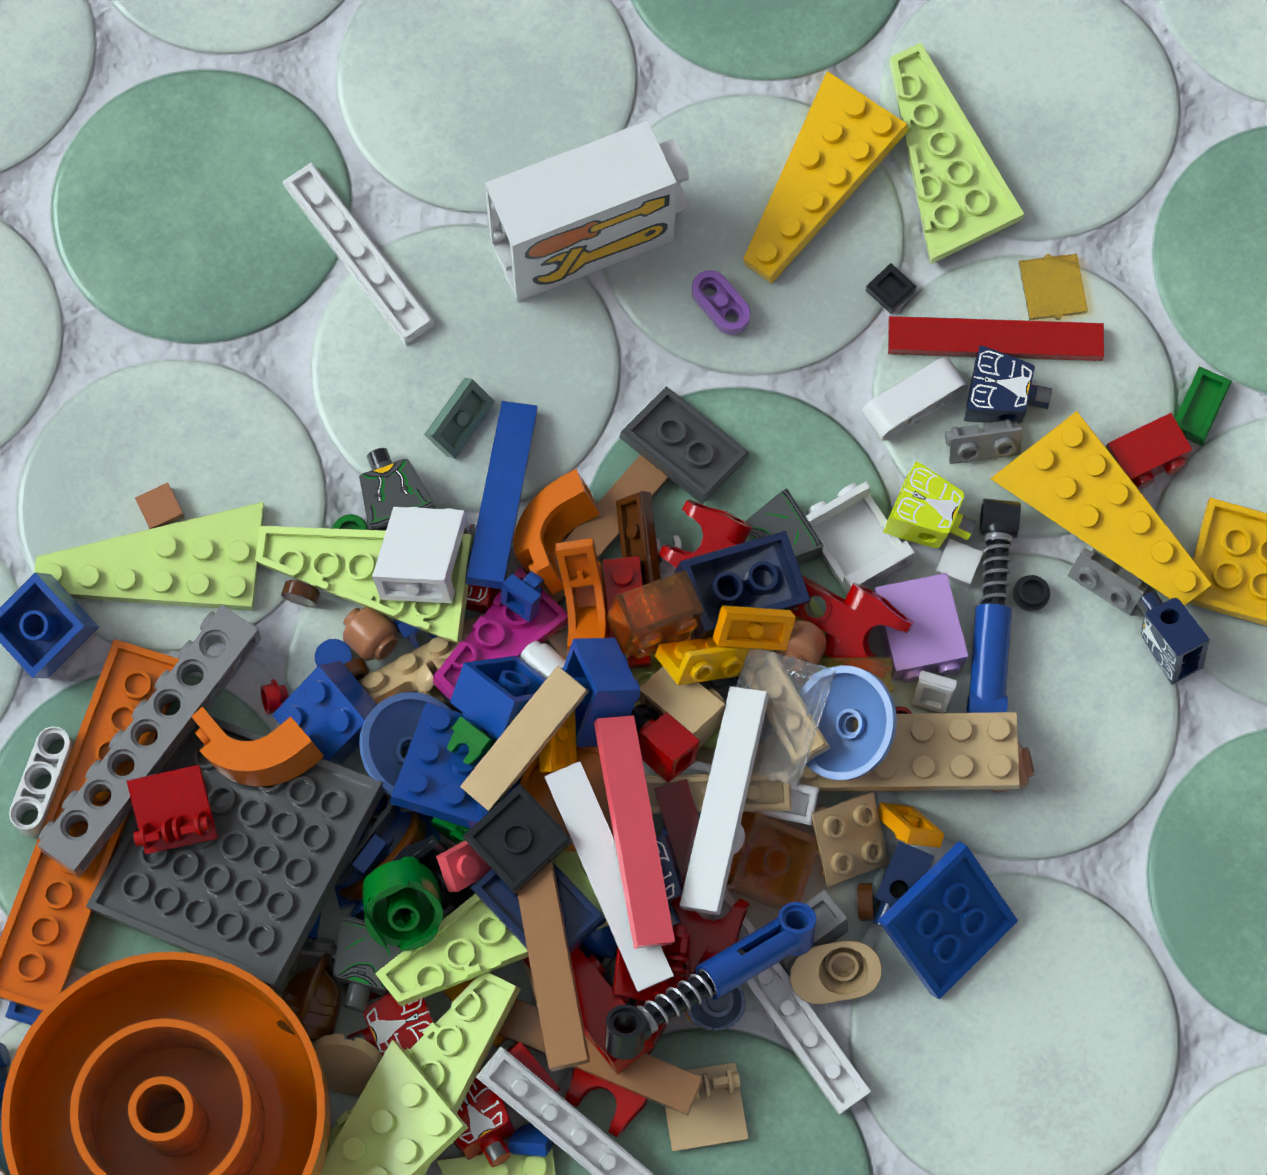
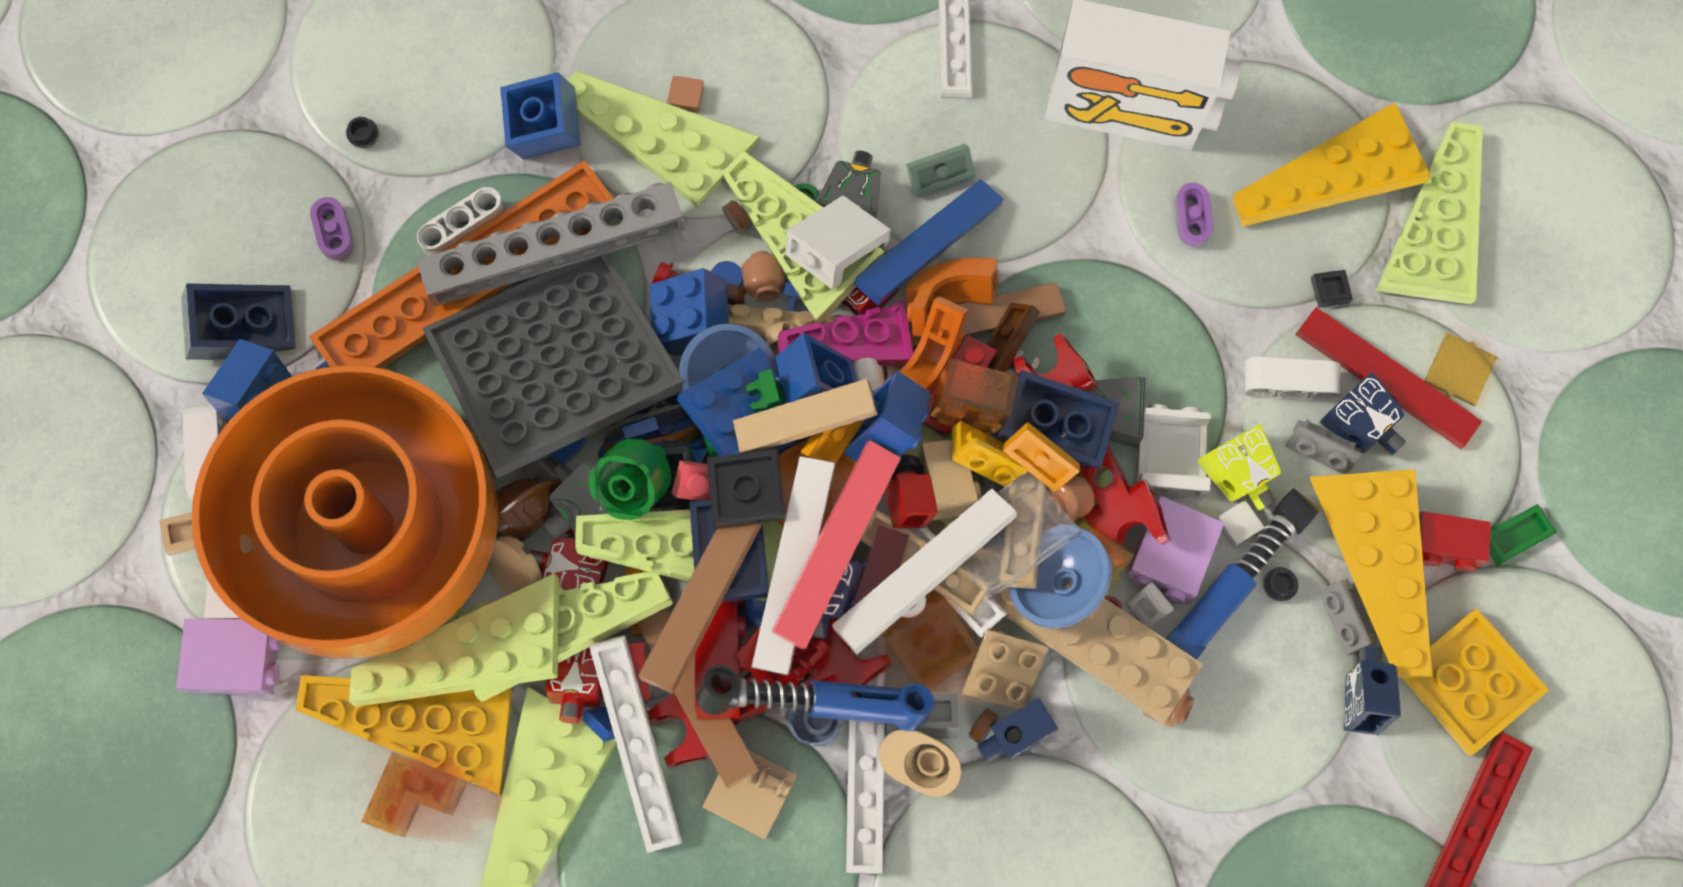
camera: 35 degrees right, 0 degrees up
(171, 809) = (525, 299): red hinge -> none
(258, 762) = (616, 310): orange arch -> none
(522, 596) = (889, 319): blue tile -> none
(684, 445) = (1091, 297): dark grey tile -> none
(910, 825) = (1058, 692): light orange plate -> none
(948, 920) = (1035, 785): blue plate -> none

